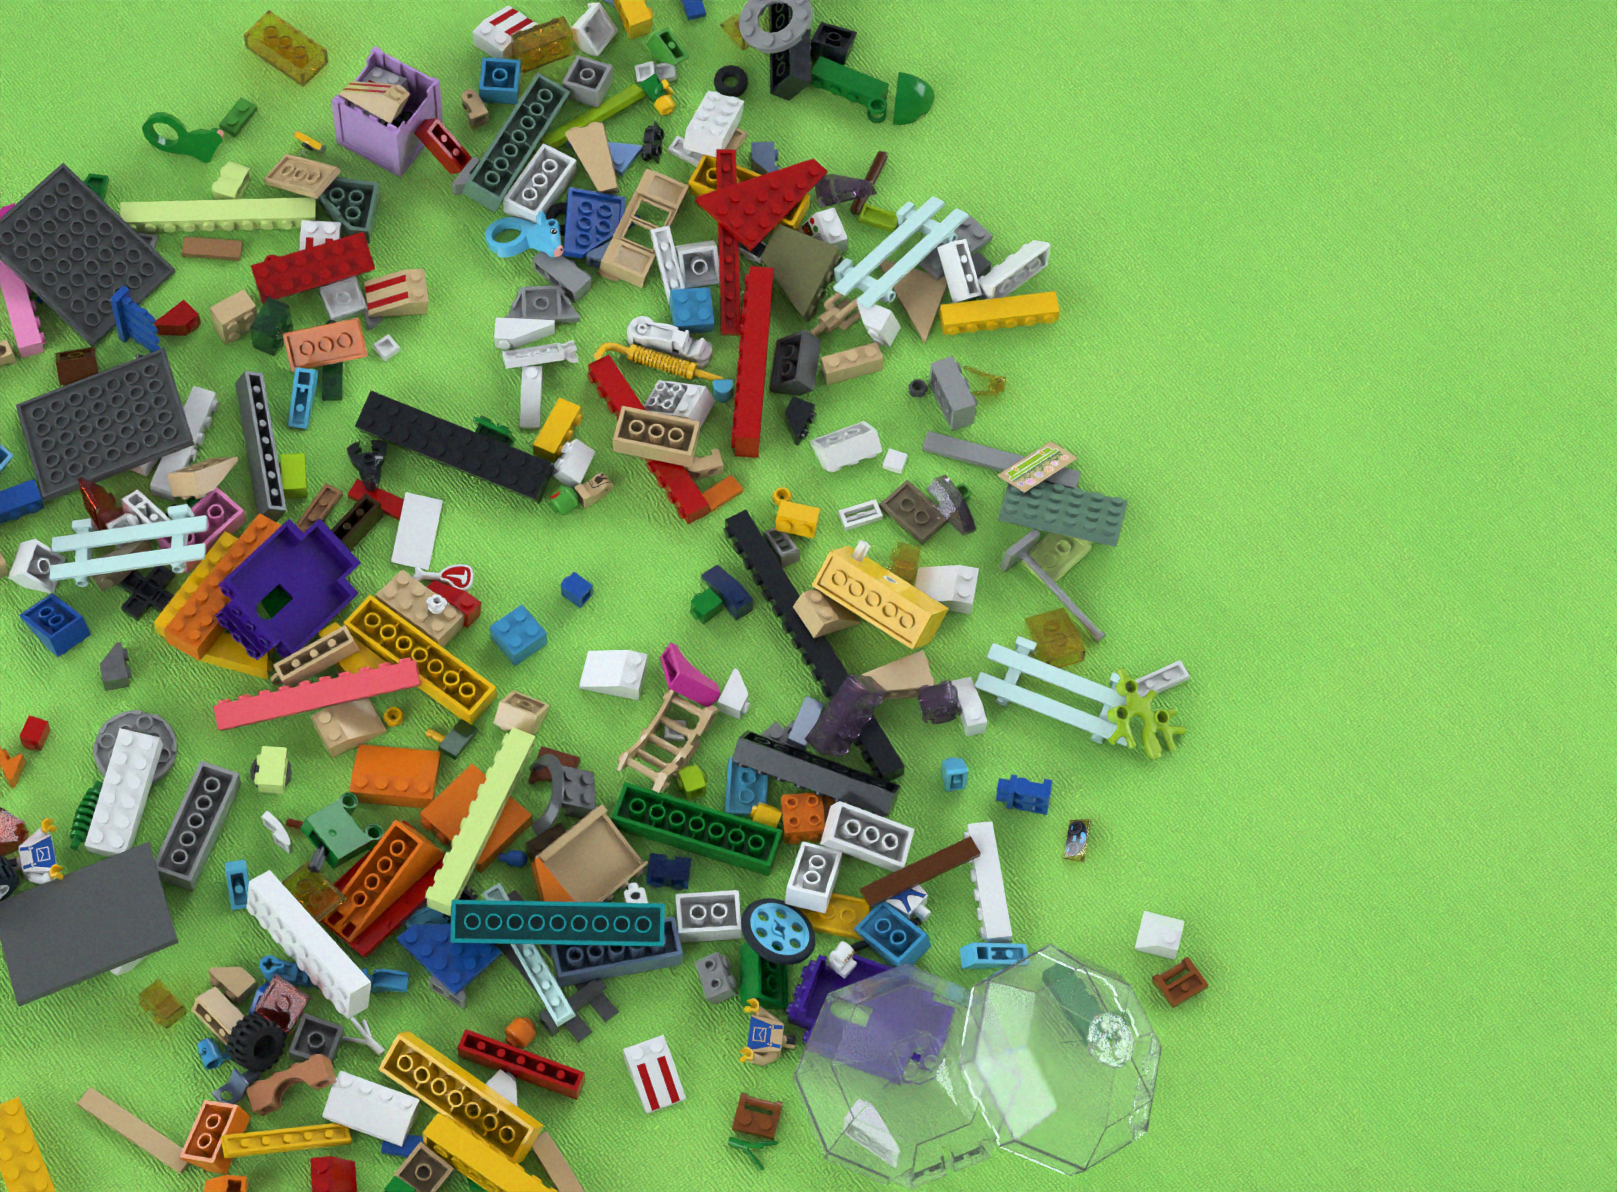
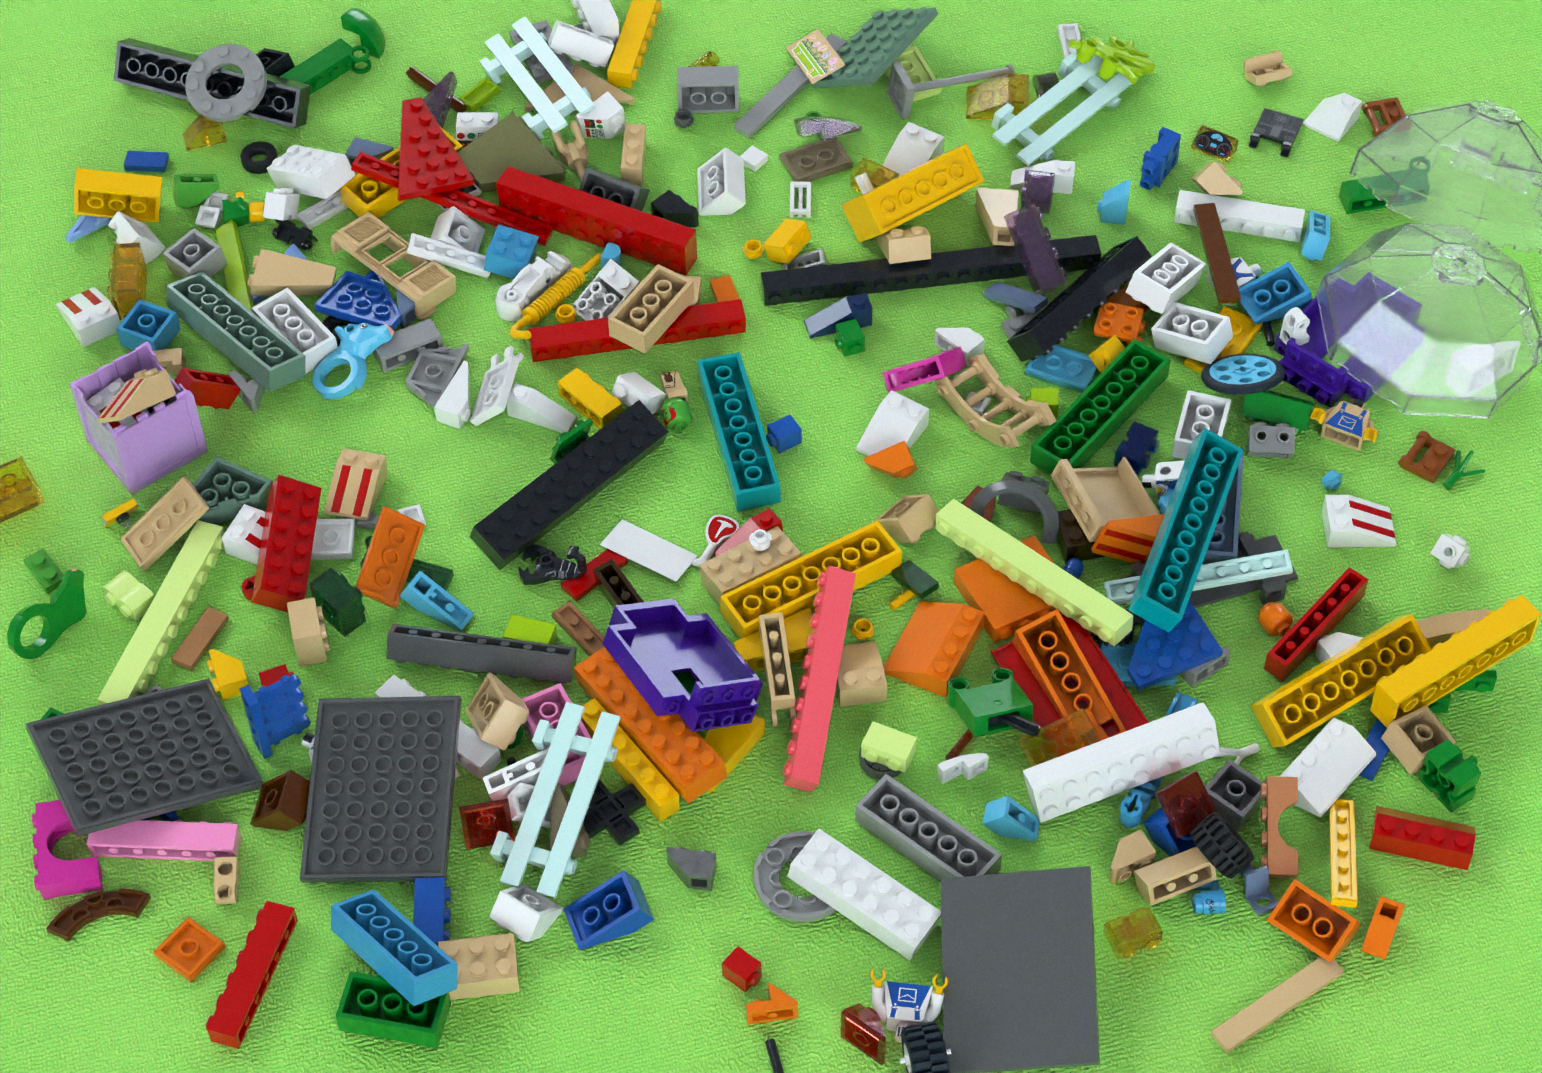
camera: 65 degrees left, 10 degrees down
(84, 815) = (869, 944): green piece -> none
(181, 281) = (228, 672): none -> yellow slope
(518, 635) = (816, 494): dark azure brick -> none
(562, 552) = (738, 431): none -> teal brick
(575, 683) = (893, 461): none -> orange slope
(646, 374) = (565, 314): none -> yellow plate
(646, 1157) = (1451, 551): none -> white brick
(669, 118) = (281, 204): none -> white brick
(696, 1041) = (1332, 480): none -> medium azure plate
(1014, 850) = (1214, 180): none -> tan slope
(1094, 670) = (1044, 82): none -> clear smoke brick
(1124, 889) = (1276, 128): none -> black flag
(1197, 858) = (1266, 68): none -> tan bracket

